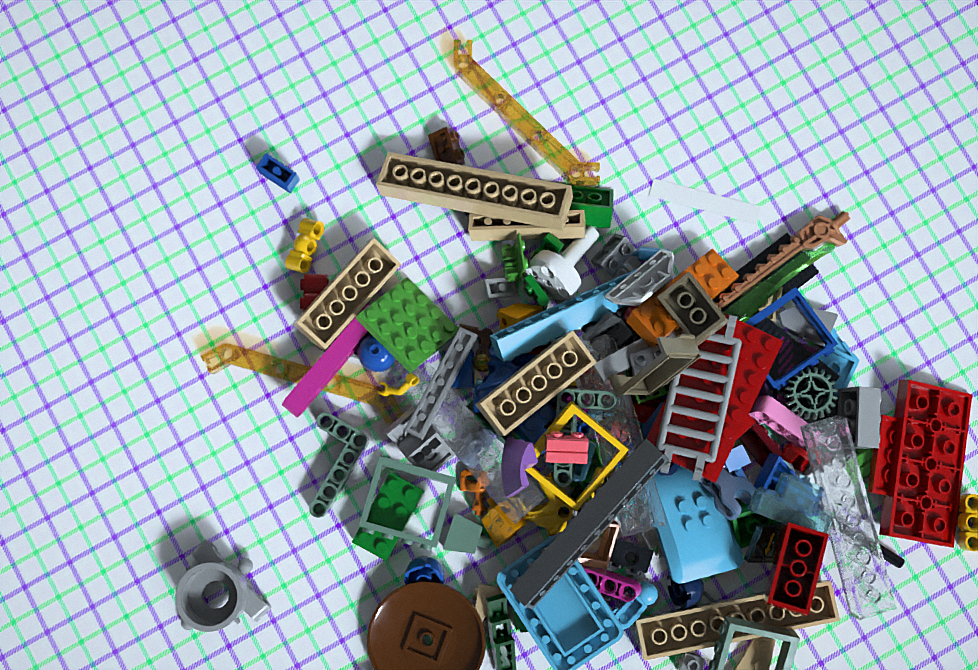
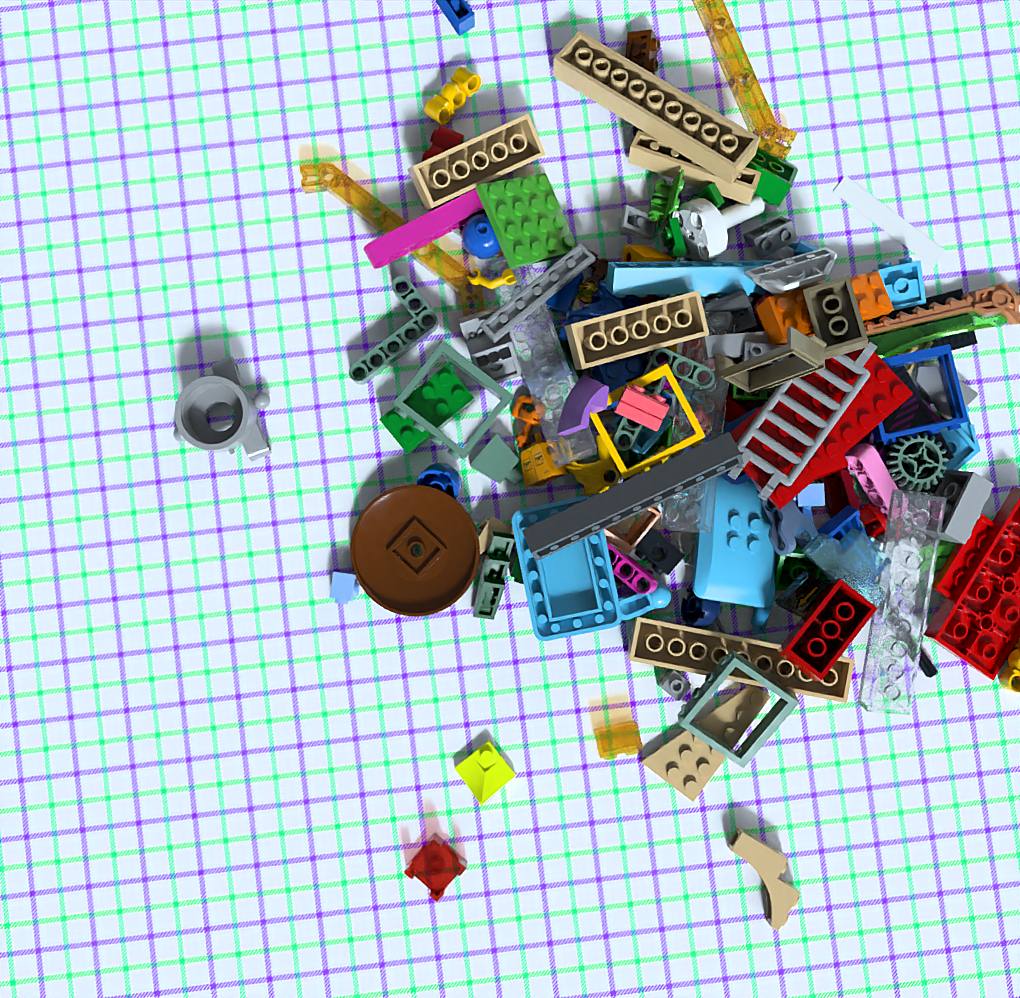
camera: 15 degrees right, 5 degrees up
(737, 249) = (903, 283): none -> medium azure plate
(739, 577) = (760, 618): none -> dark azure cylinder

